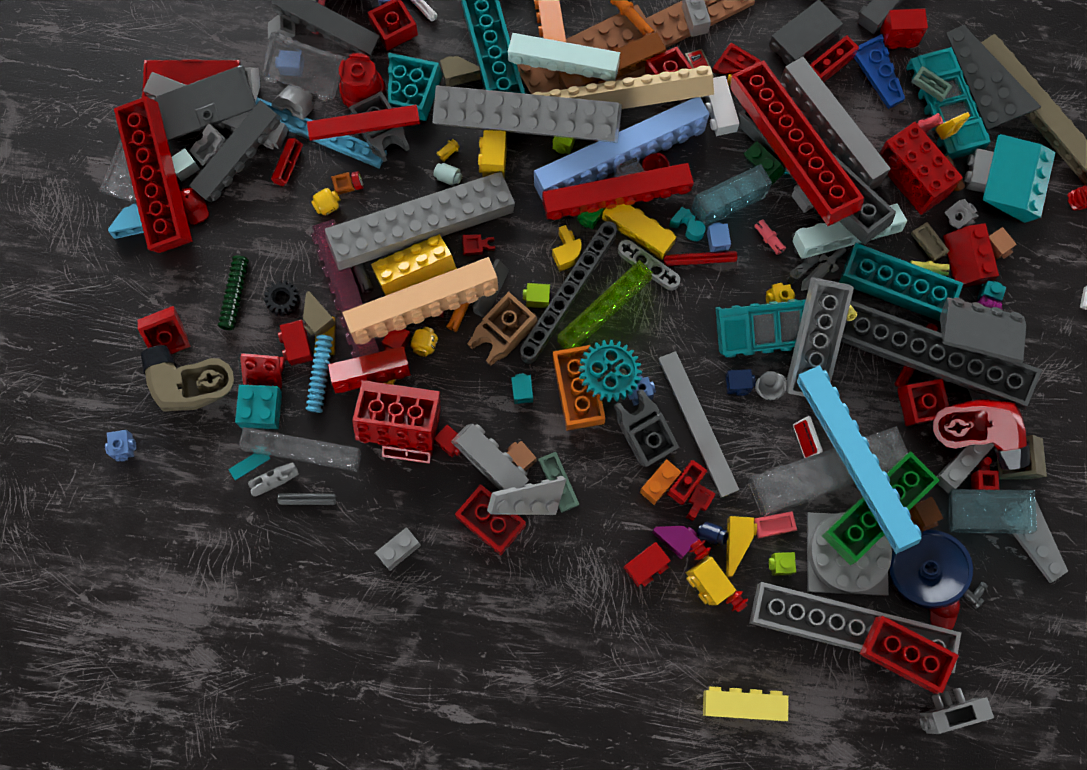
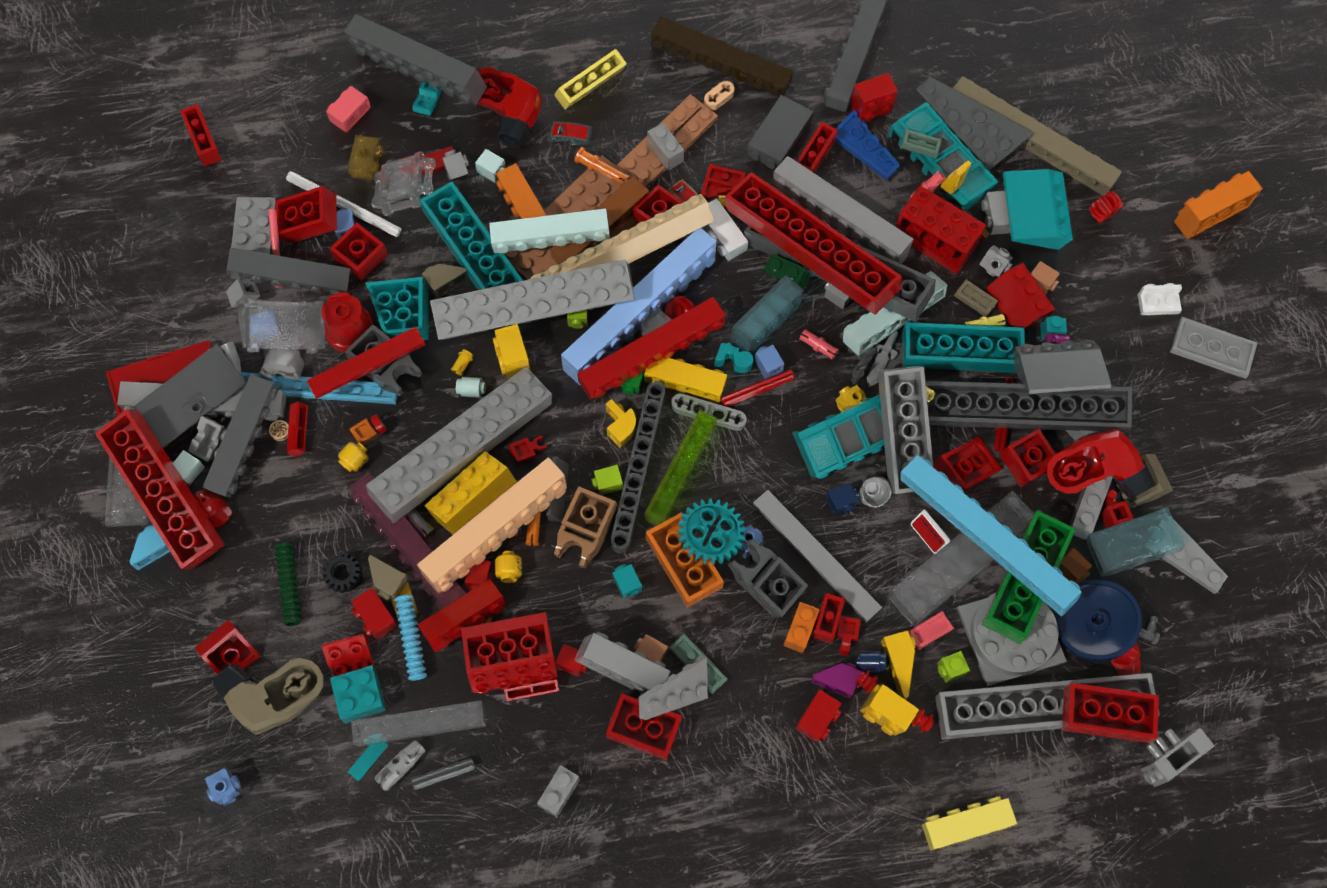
camera: 20 degrees left, 5 degrees down
(271, 158) = (279, 430): none -> tile
(864, 390) = (968, 464): none -> red slope

